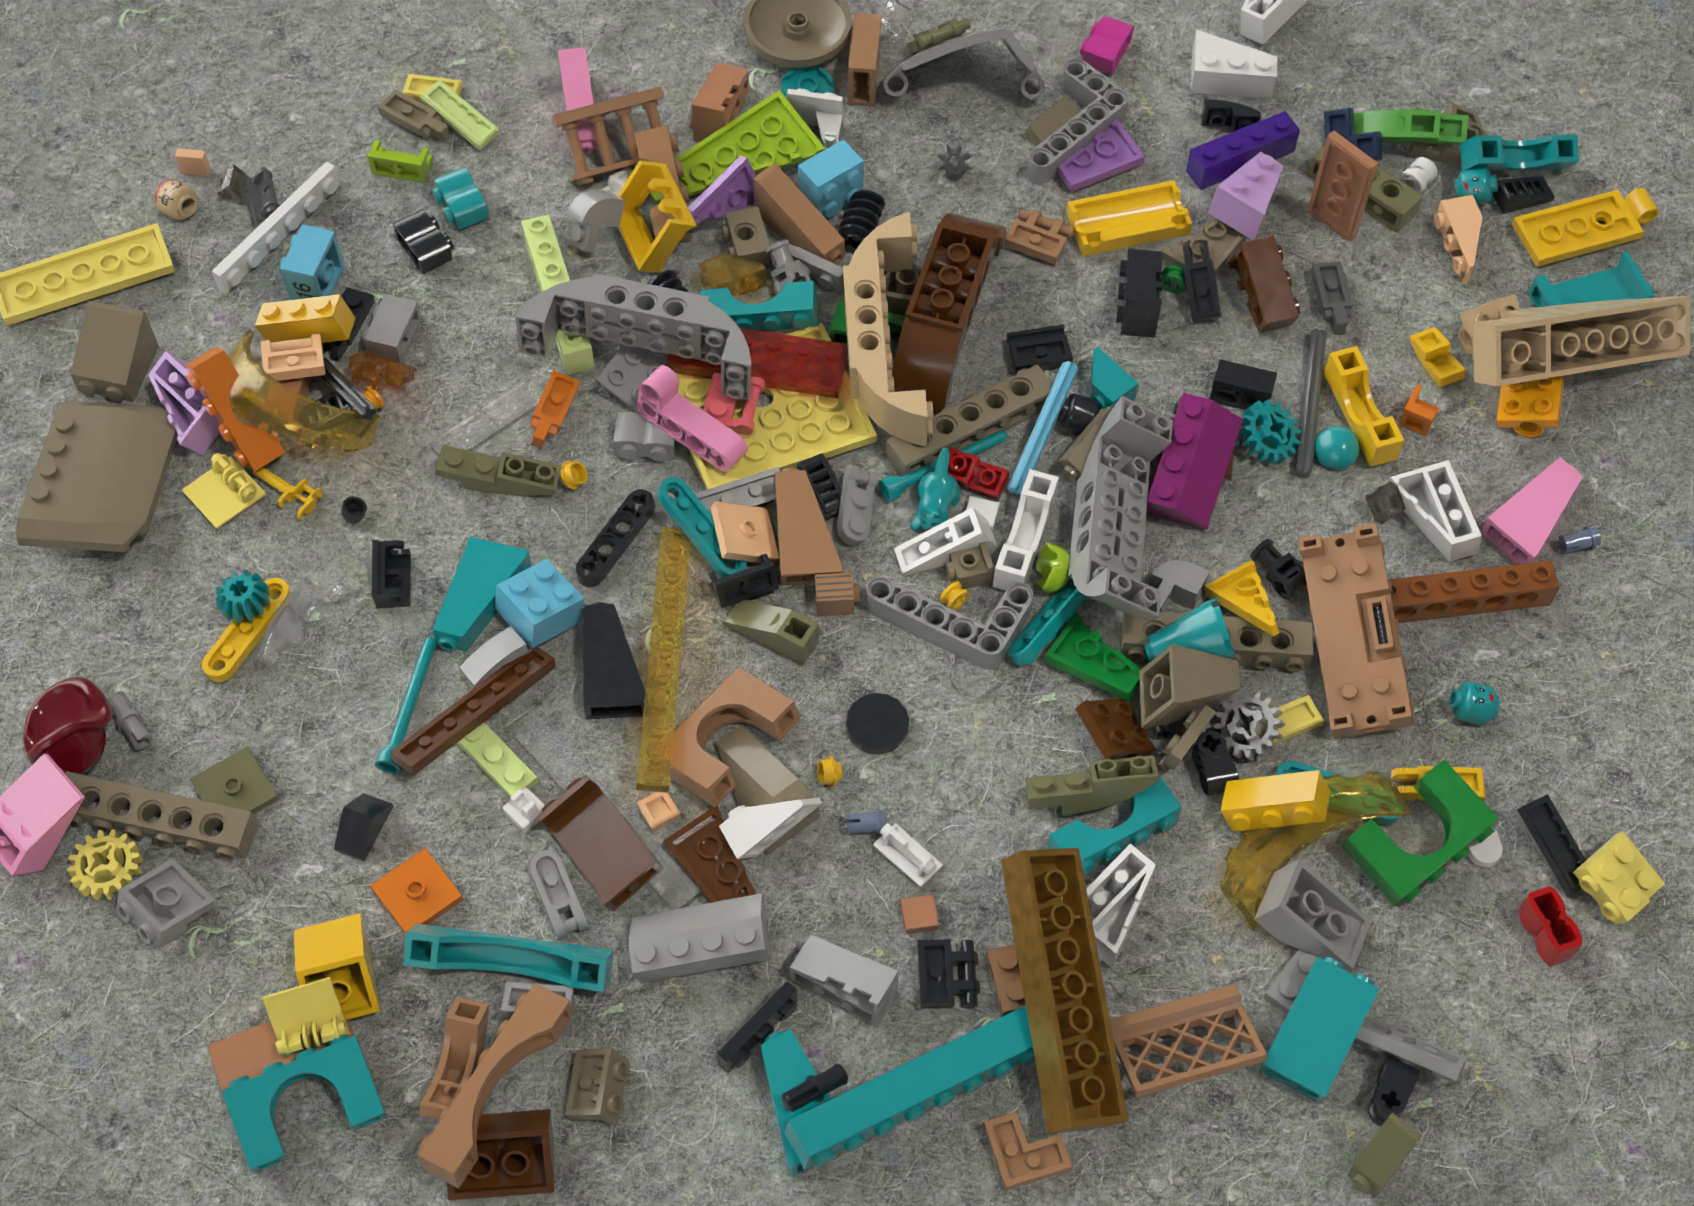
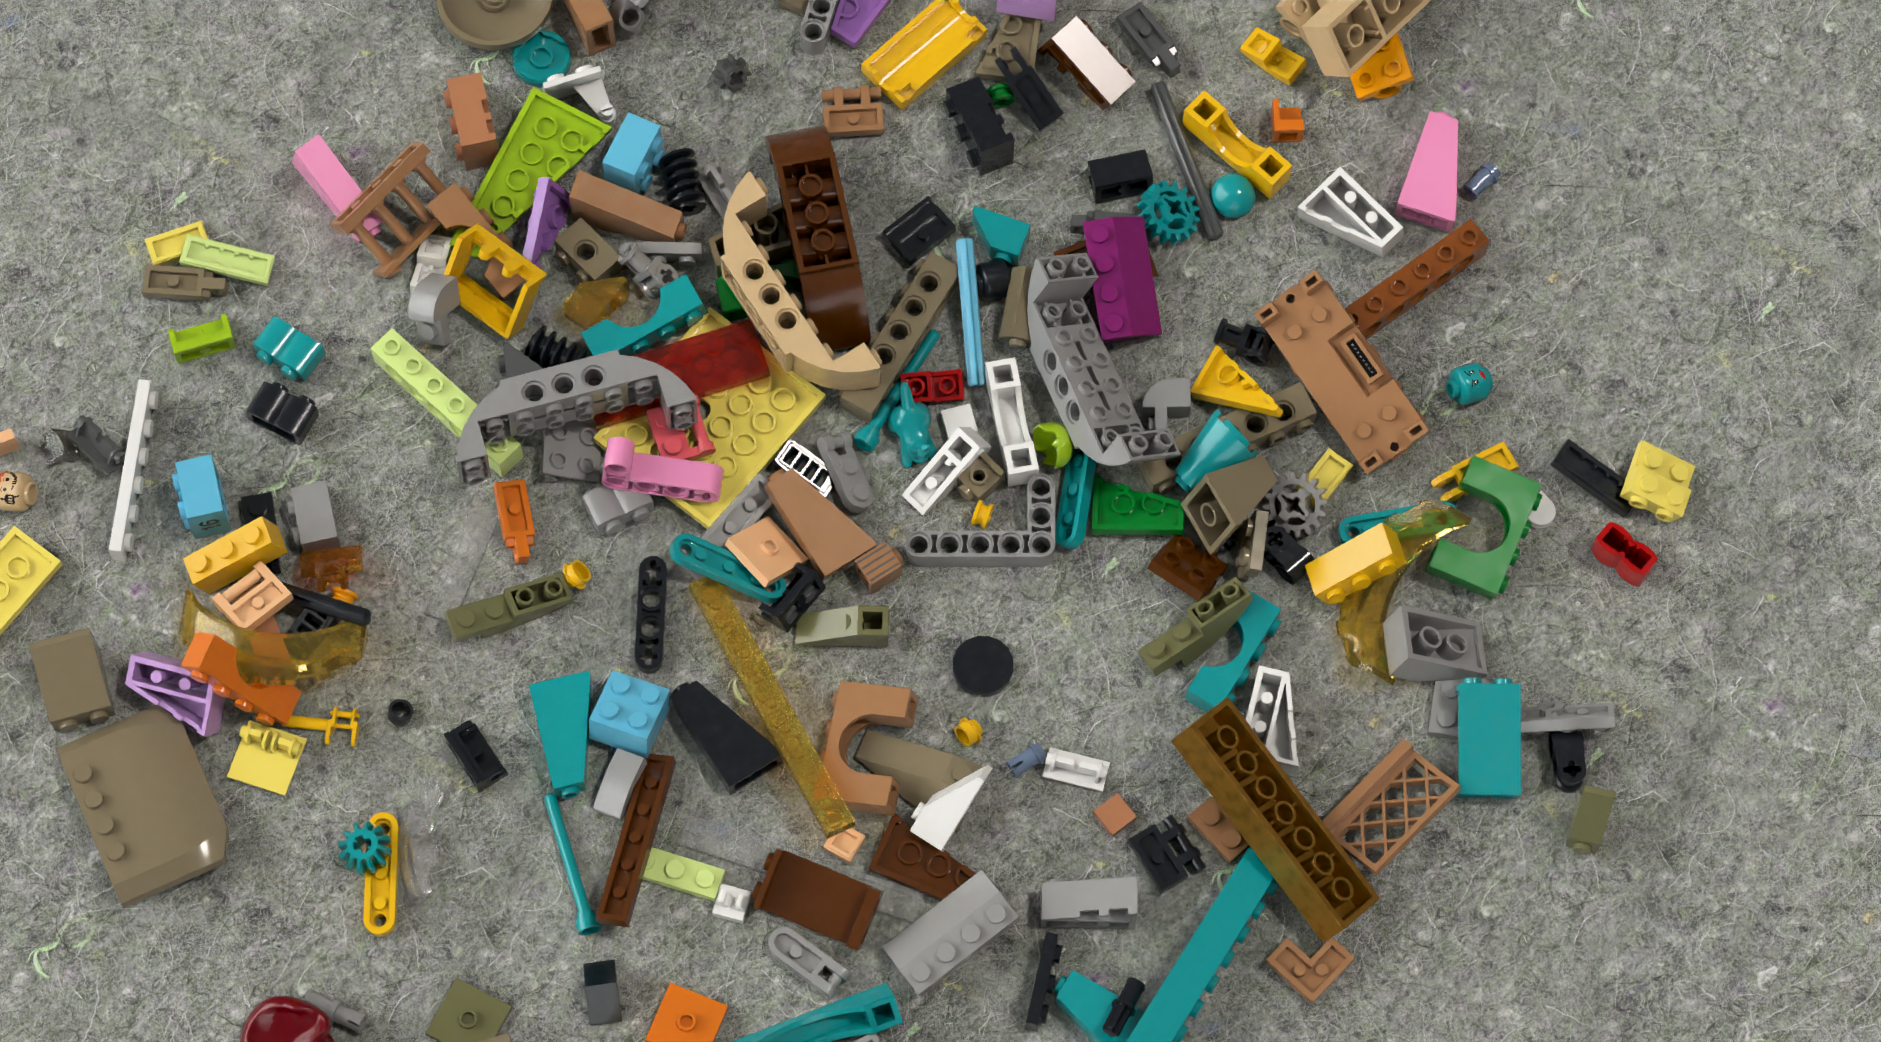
camera: 30 degrees left, 10 degrees up
(1385, 502) = (1302, 230): clear smoke tile -> none

